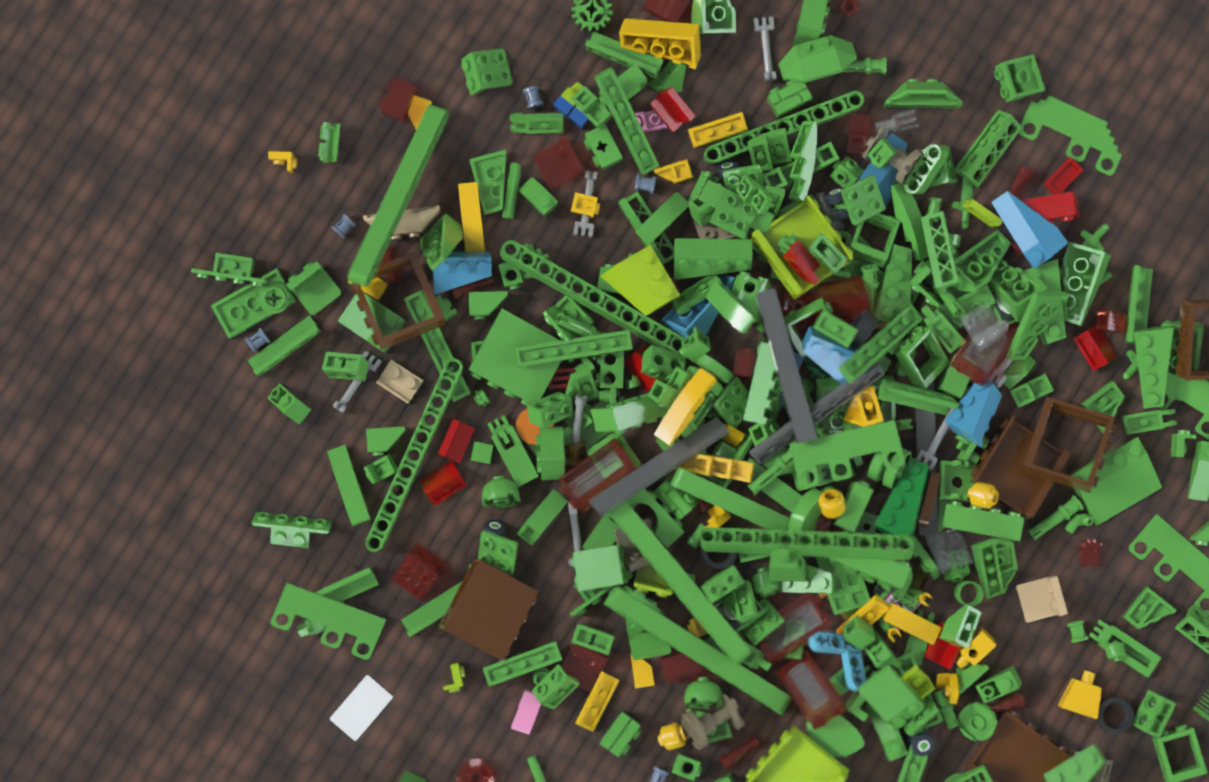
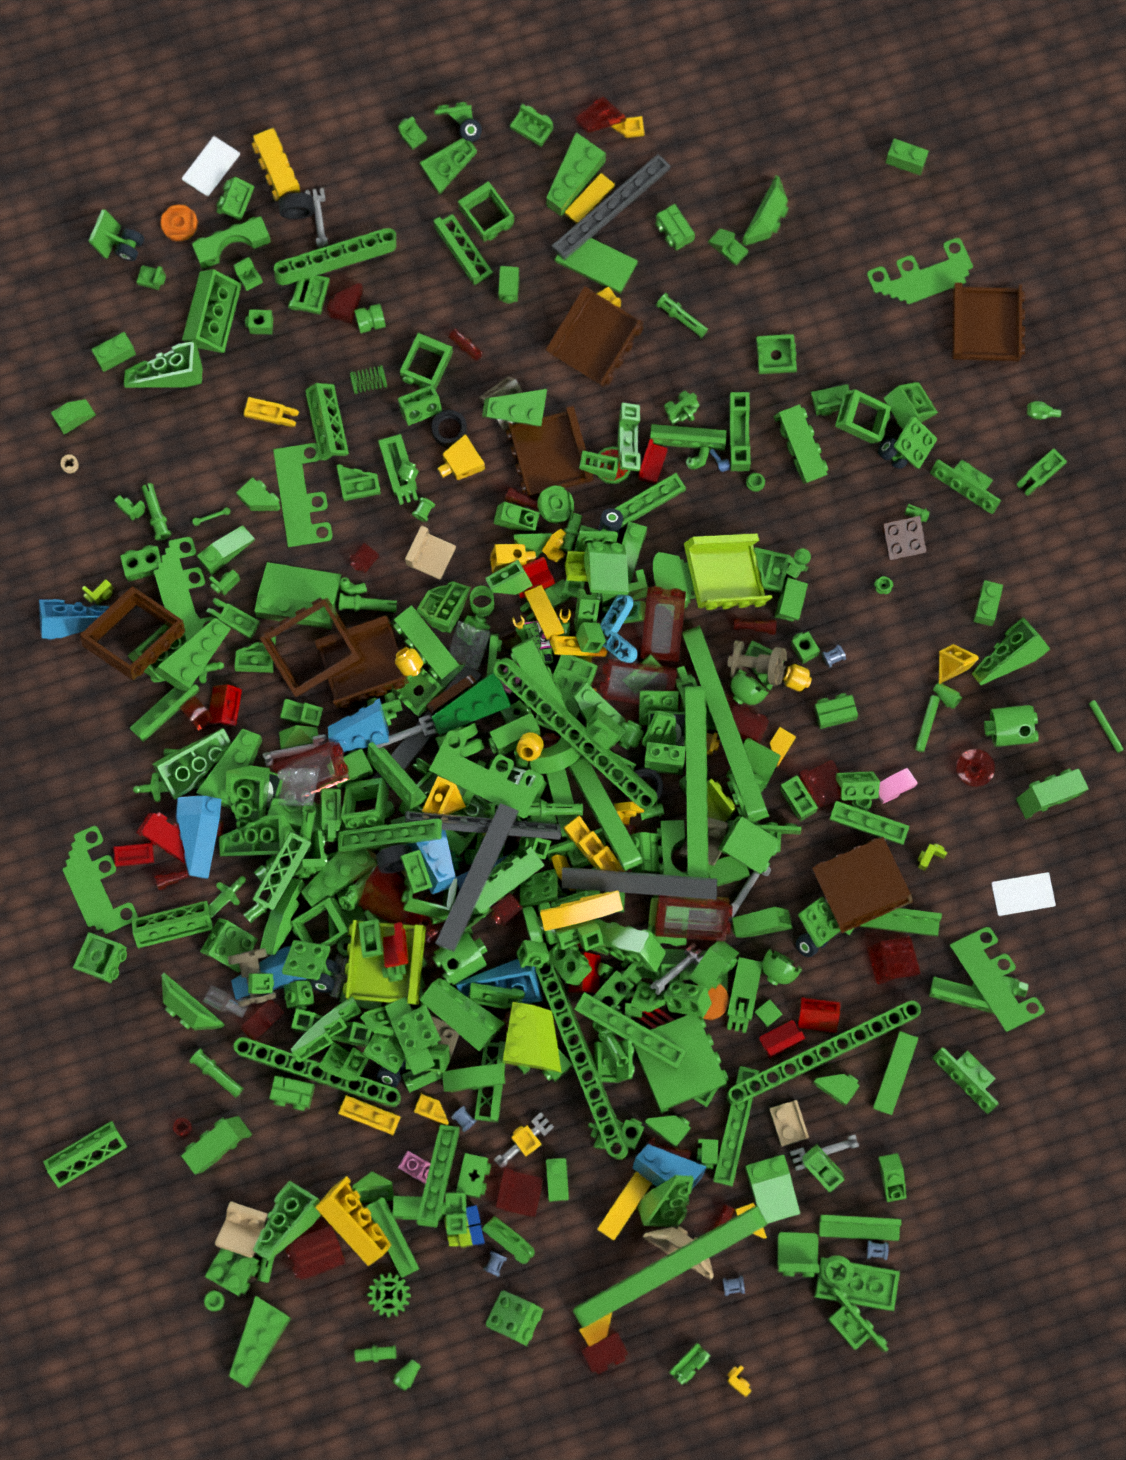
camera: 140 degrees left, 10 degrees down
(380, 469) = (859, 1064): bright green bracket -> none
(410, 332) = (775, 1181): reddish brown window -> none
(481, 397) = (734, 1056): bright green plate -> none
(490, 176) = (582, 1228): bright green wing -> none
(511, 191) = (574, 1202): bright green axle -> none
(576, 452) = (694, 949): dark brown tile -> none
(597, 701) = (833, 750): yellow tile -> none
(671, 109) = (393, 1160): red panel -> none
(730, 306) = (481, 958): bright green slope -> none
(754, 193) = (387, 1035): bright green slope -> none
(769, 74) = (263, 1166): light grey hinge -> none
(817, 59) = (245, 1102): bright green wedge -> none
(934, 165) = (227, 944): bright green beam -> none
(982, 213) = (221, 876): lime tile -> none
(1034, 322) = (257, 757): bright green wing -> none

